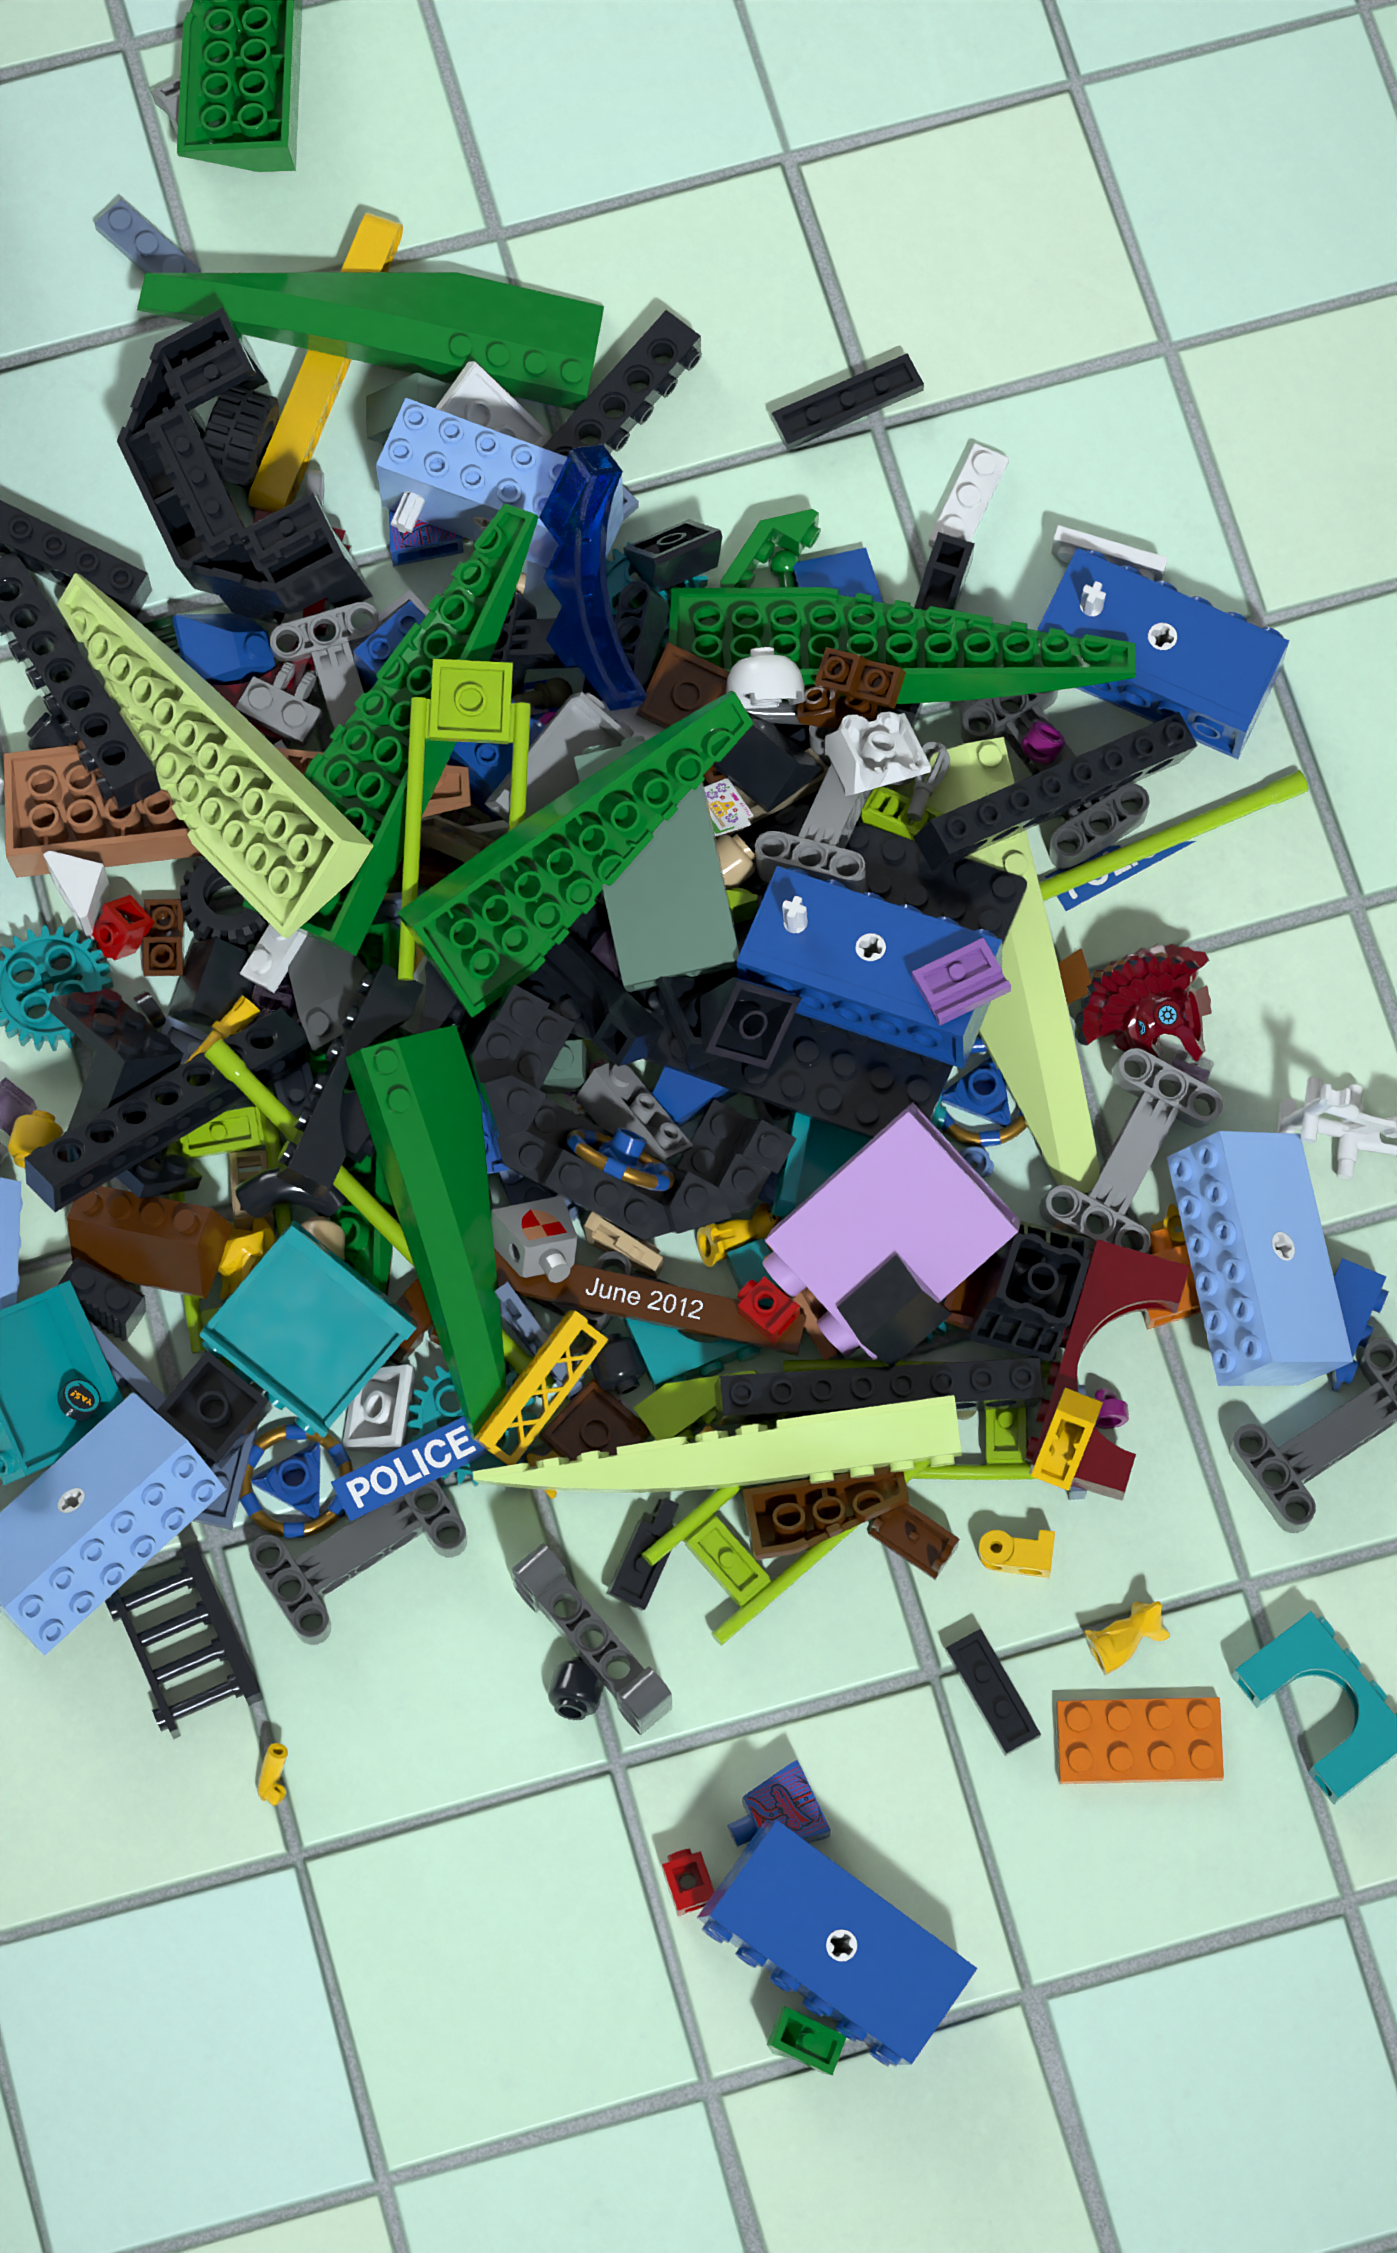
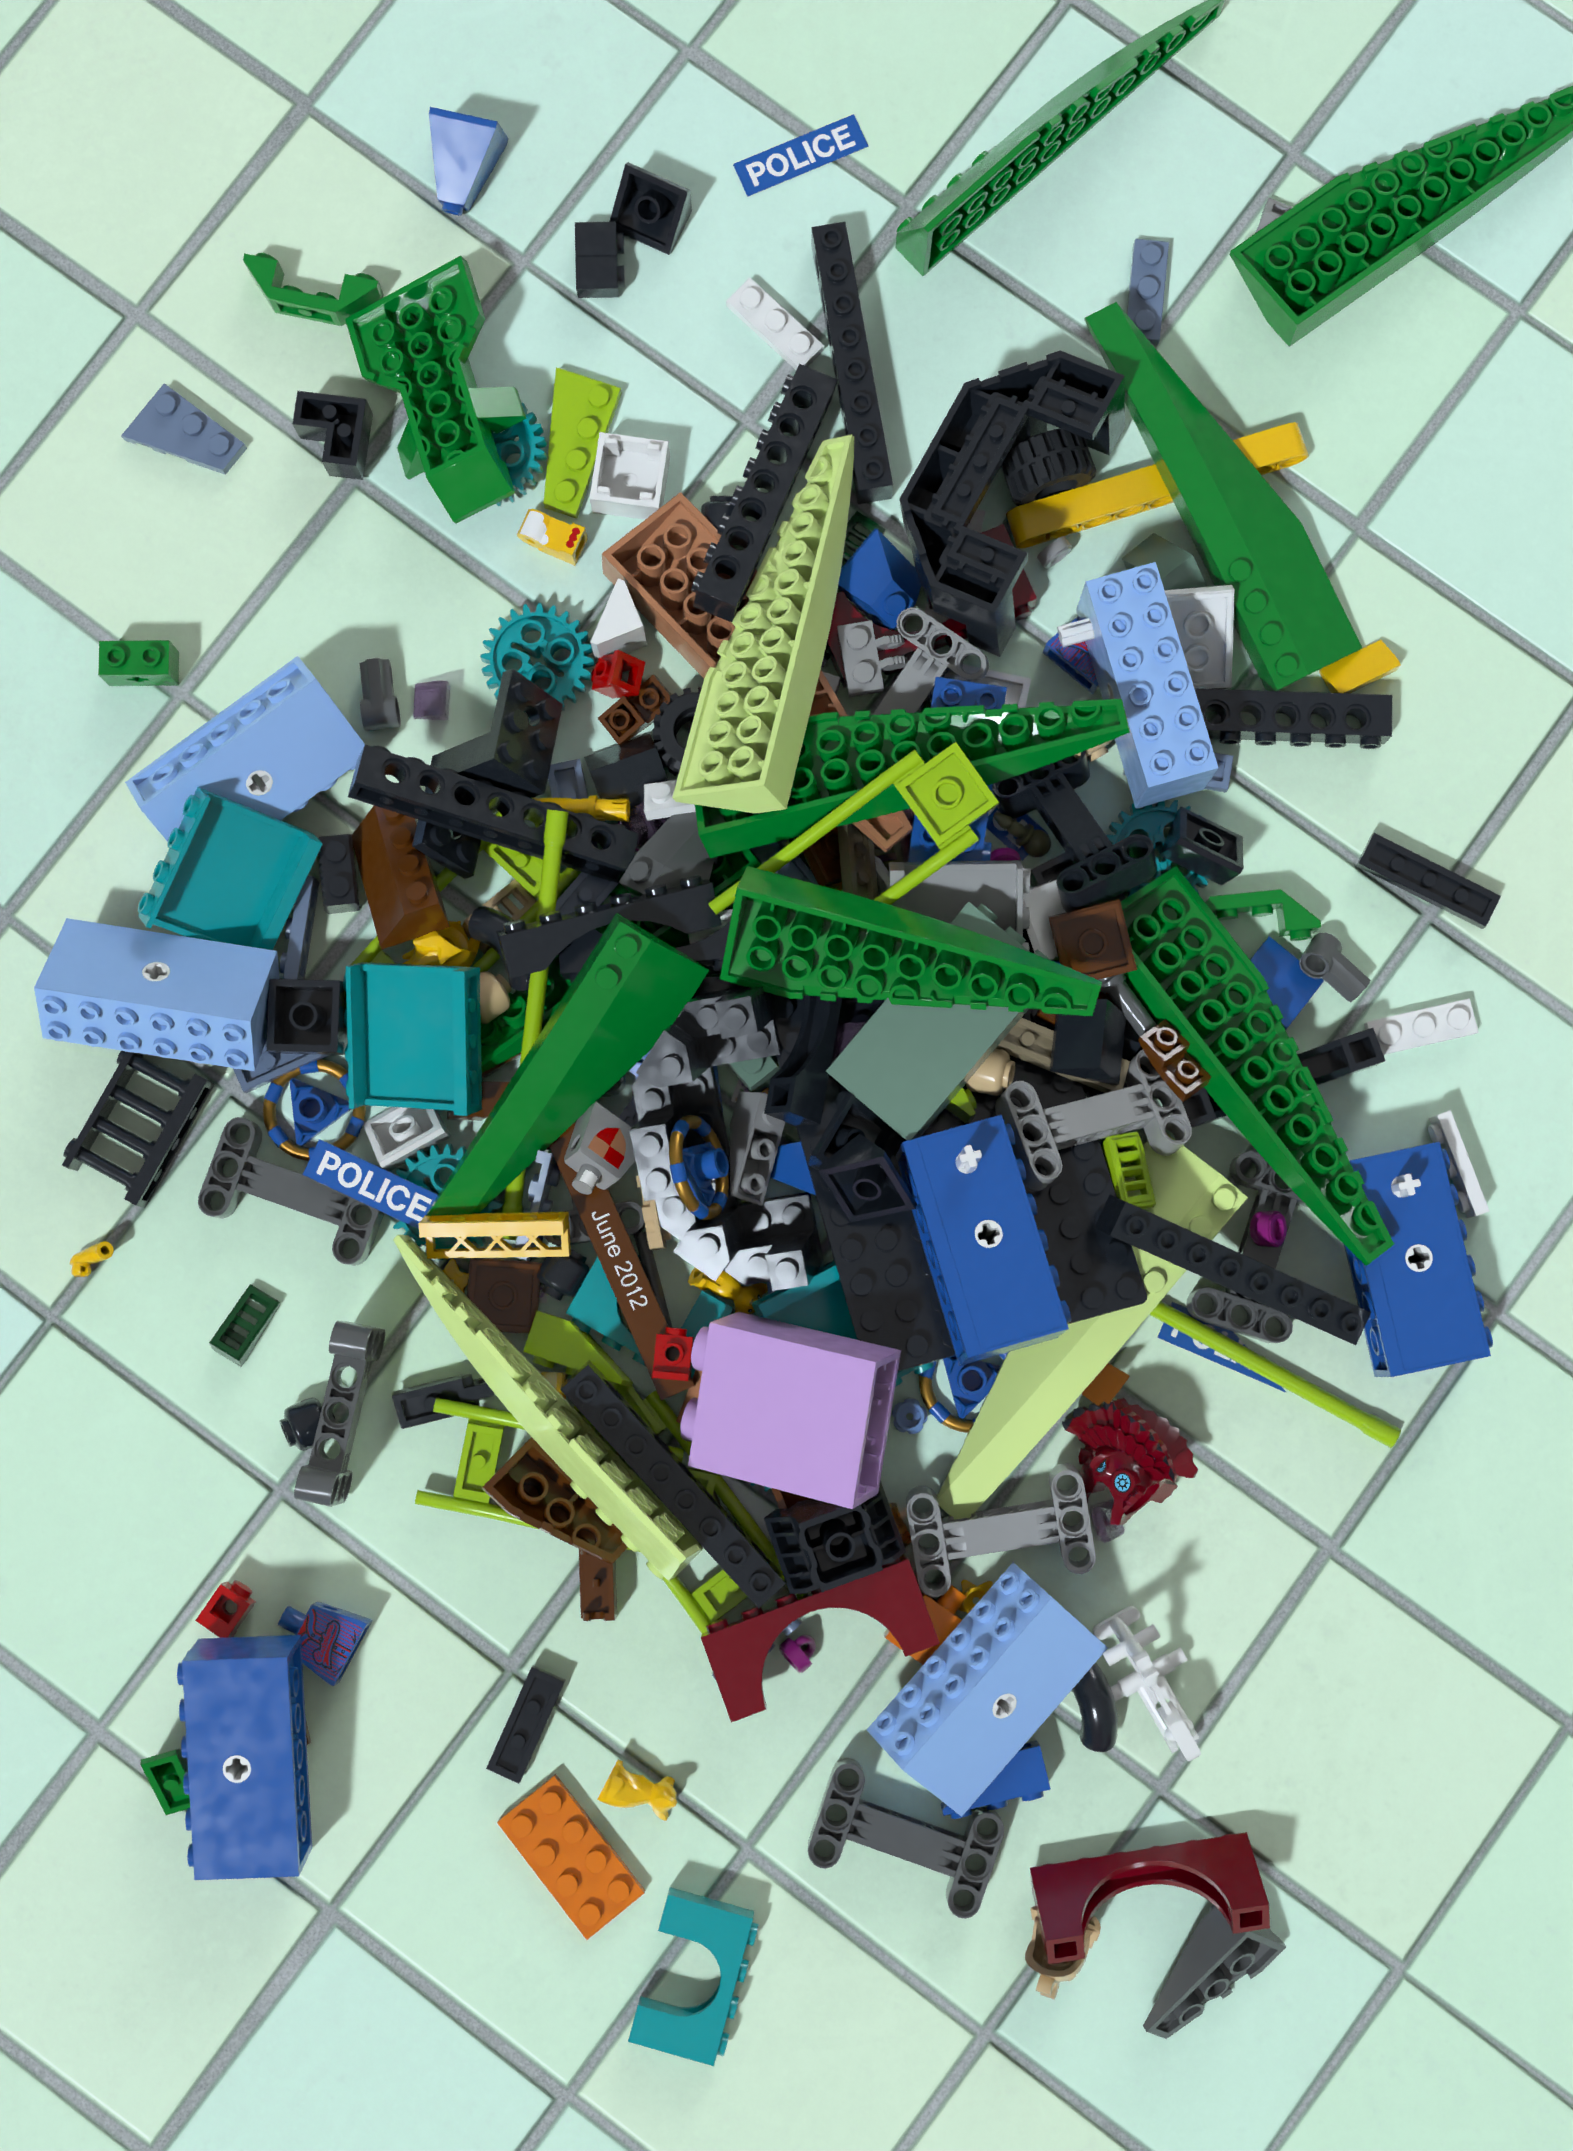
camera: 55 degrees right, 10 degrees up
(32, 1132) = (418, 737): yellow head -> none
(79, 1399) = (248, 917): black tile -> none
(150, 1009) = (574, 742): black tile -> none
(451, 1708) = (255, 1331): none -> dark green slope
(577, 576) = (1113, 794): clear blue arch -> none
(620, 320) = (1360, 668): none -> yellow slope
(726, 808) = (1028, 1037): white sticker -> none
(766, 680) = (1145, 993): white cylinder -> none
(782, 567) = (1260, 931): green bar -> none
(860, 530) = (1325, 961): none -> dark grey piece
(860, 678) = (1204, 1060): reddish brown slope -> none
(875, 752) = (1155, 1116): white slope -> none
(893, 1311) = (728, 1456): black slope -> none
(923, 789) = (1158, 1168): light grey piece -> none
(961, 981) = (1008, 1325): medium lavender plate -> none
(1017, 1555) = (639, 1667): yellow leg -> none
(1066, 1439) = (735, 1653): yellow arch -> none
(1349, 1190) = (1097, 1711): none -> black cylinder

